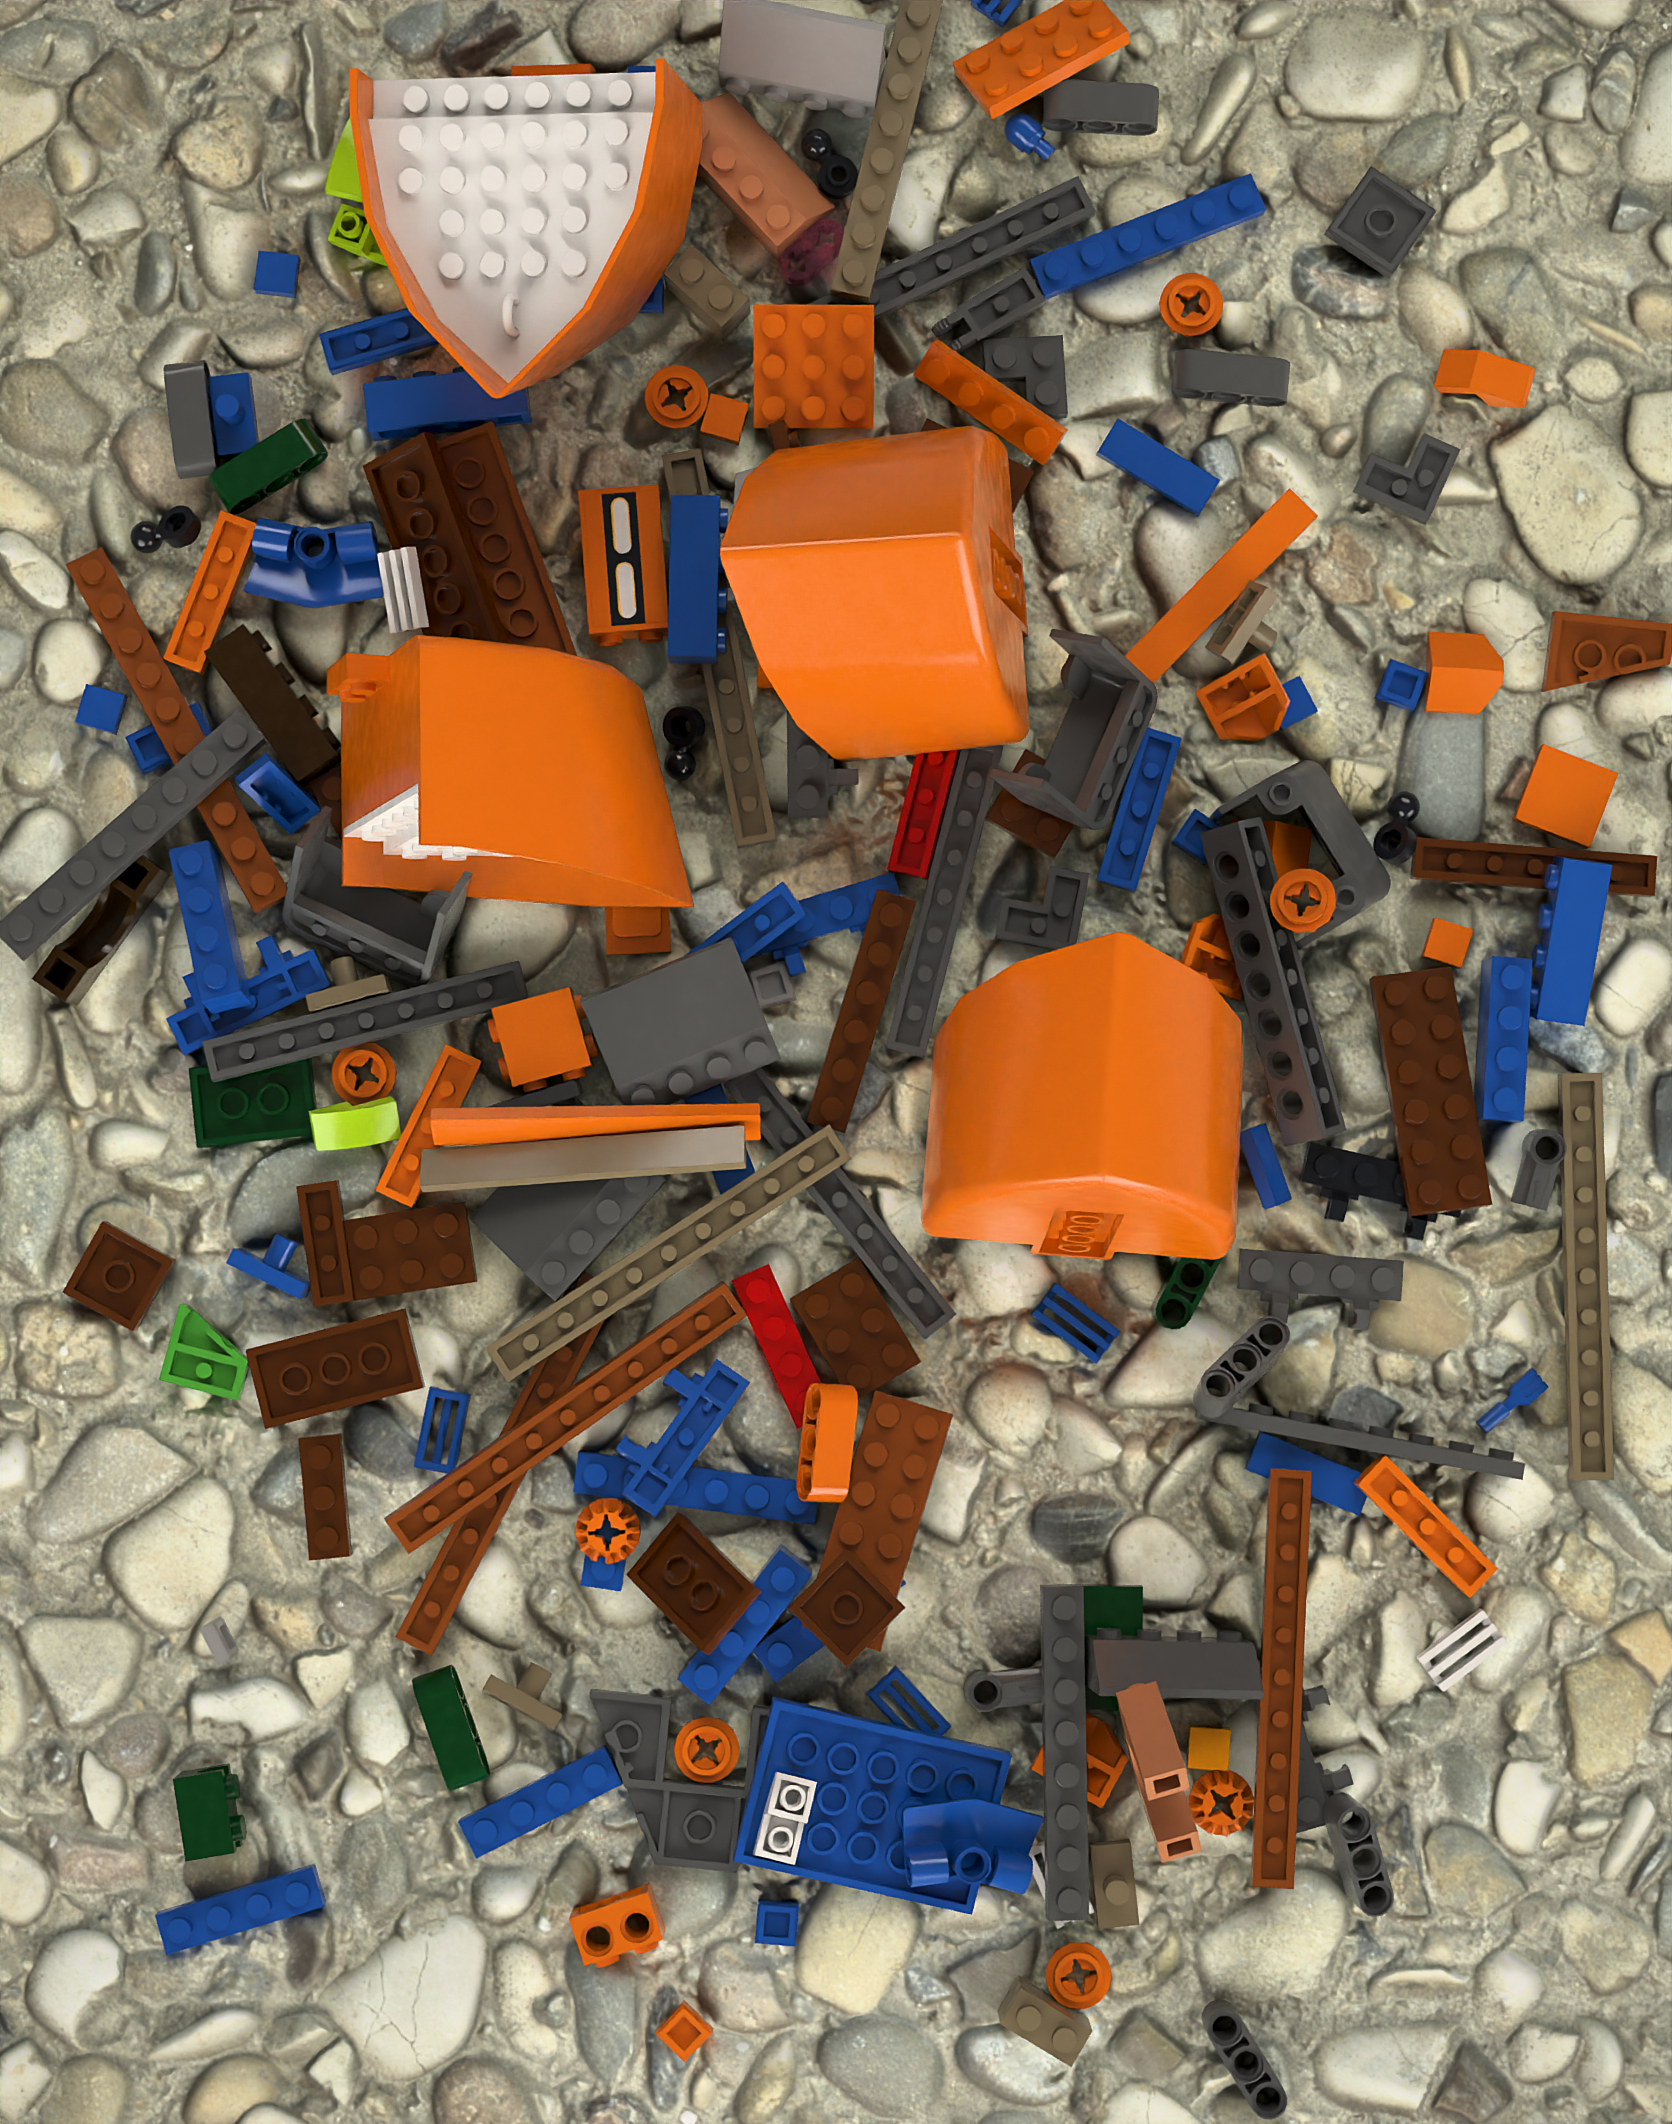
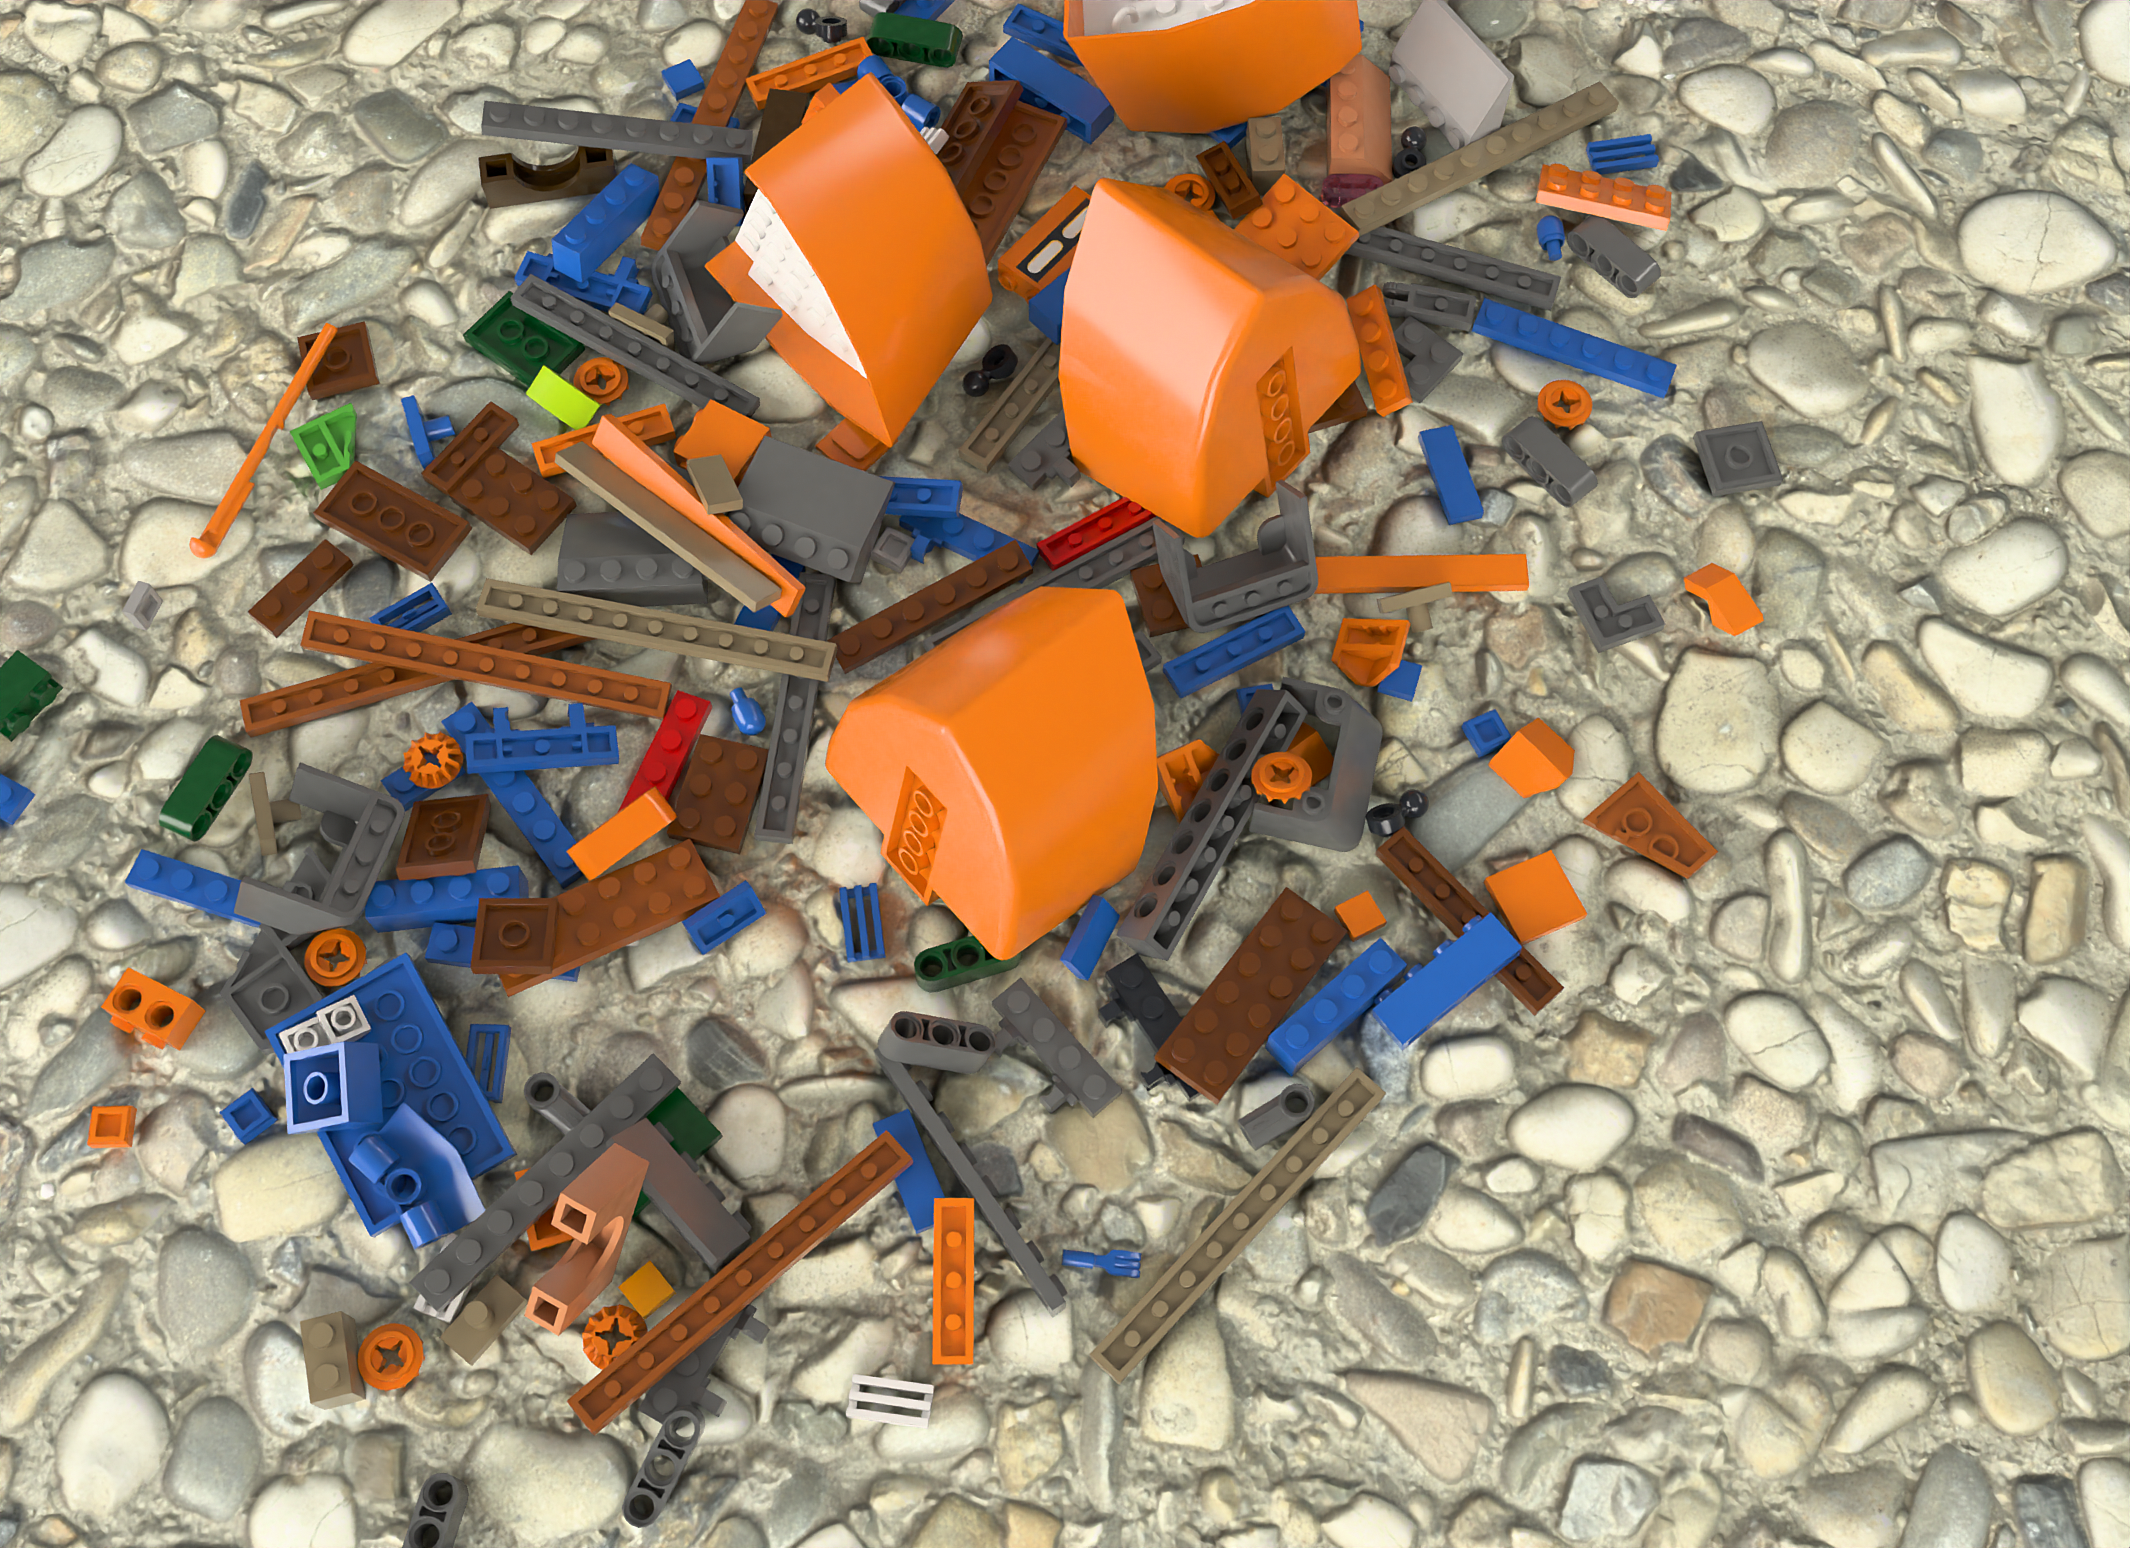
camera: 45 degrees right, 20 degrees down
(176, 1465) = (241, 486): none -> orange bar
(590, 1088) = (714, 484): none -> dark tan tile
(656, 1674) = (354, 819): none -> dark grey windscreen
(702, 351) = (1229, 180): none -> reddish brown plate
(807, 1244) = (747, 713): none -> blue cylinder
(842, 1852) = (333, 1087): none -> blue slope
(971, 1426) = (724, 917): none -> blue plate

